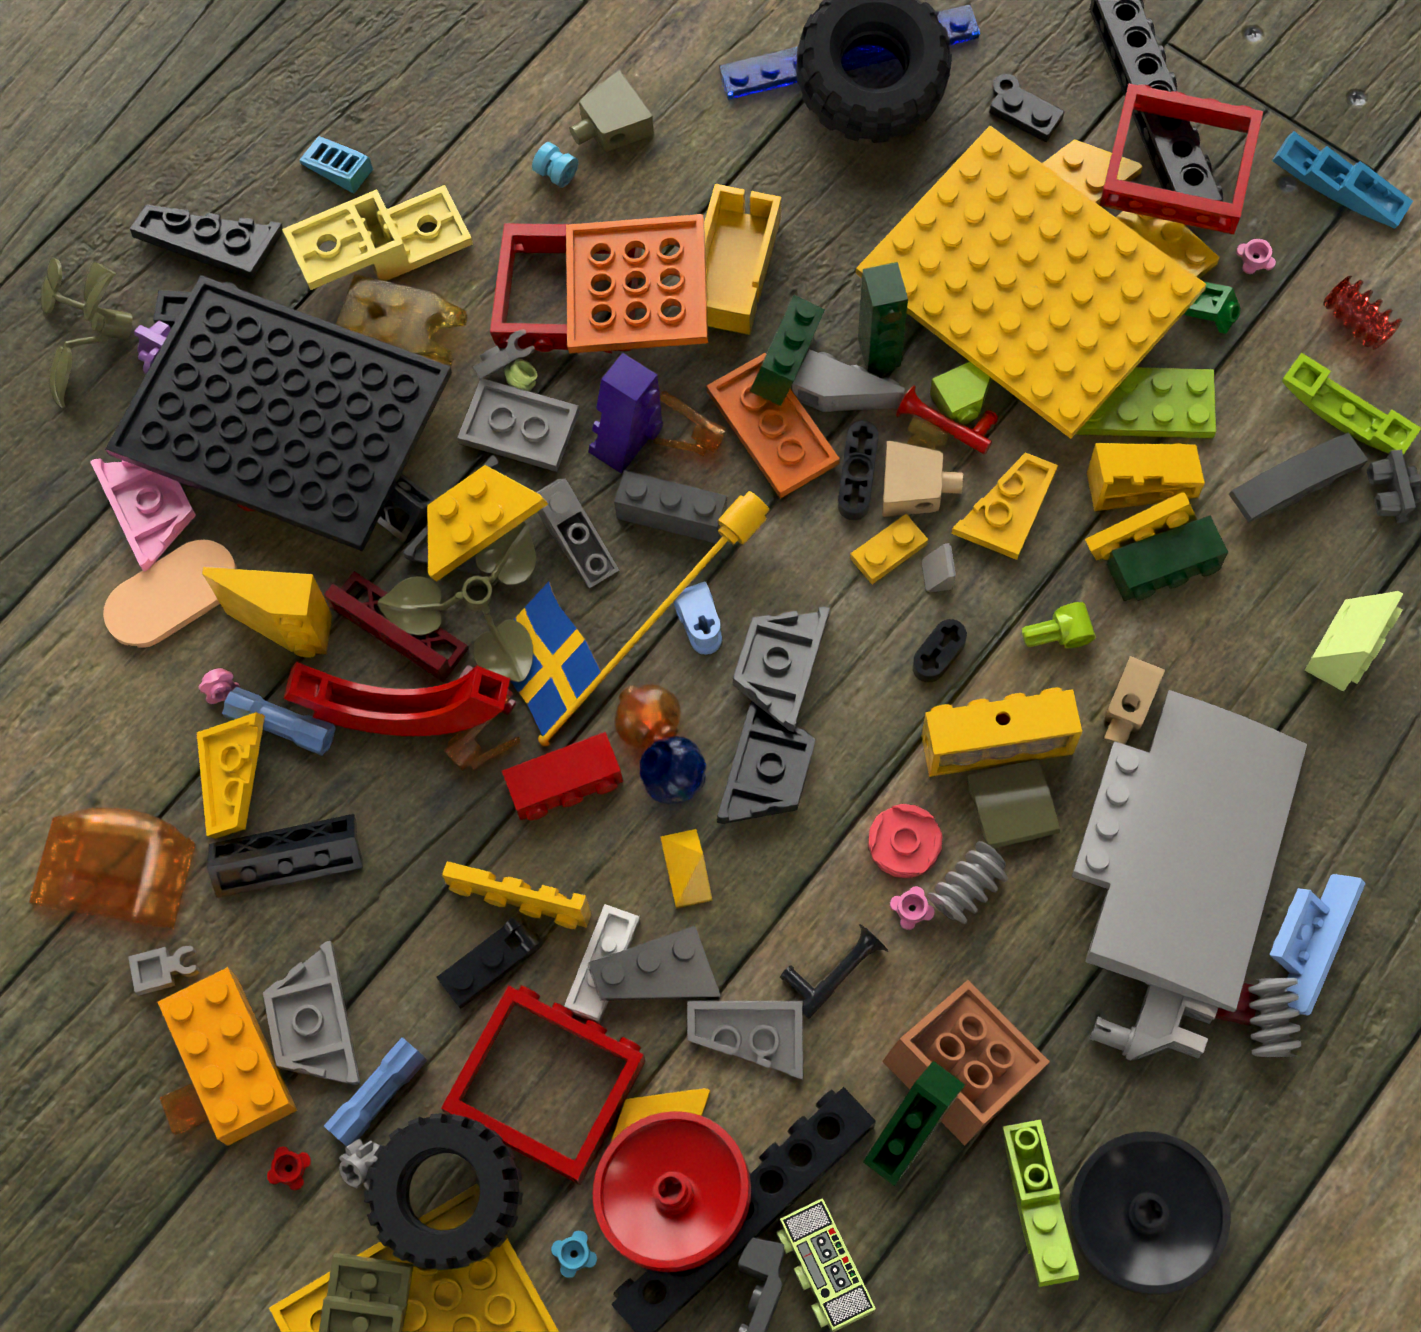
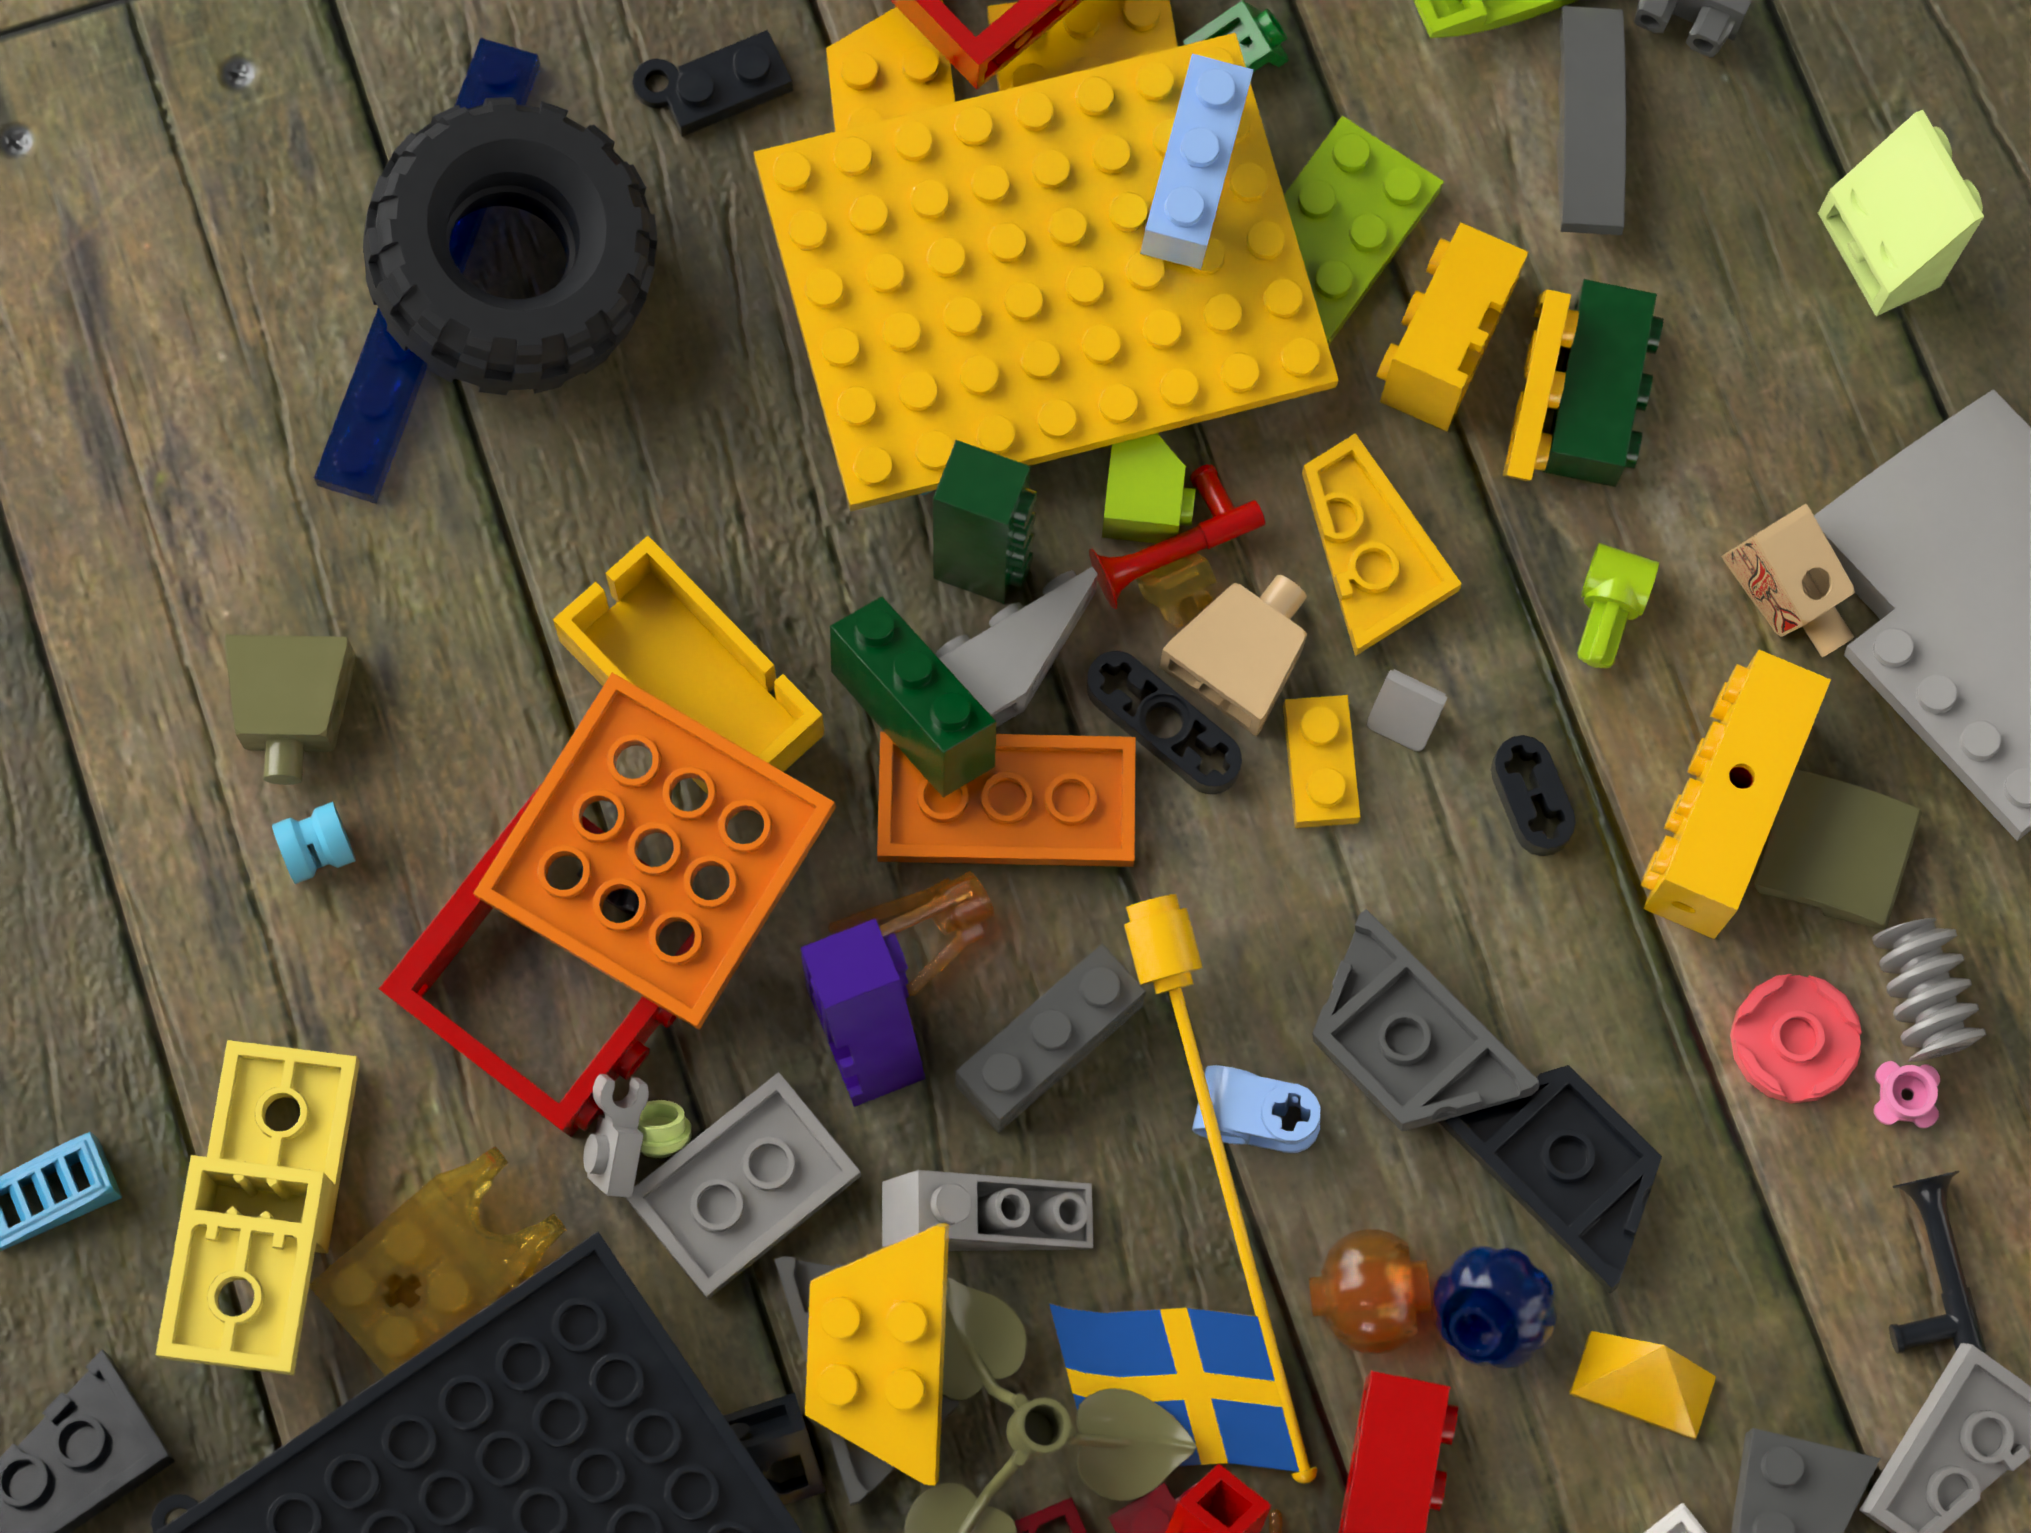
camera: 65 degrees left, 5 degrees up
(1099, 303) = (1196, 161): none -> light blue arch

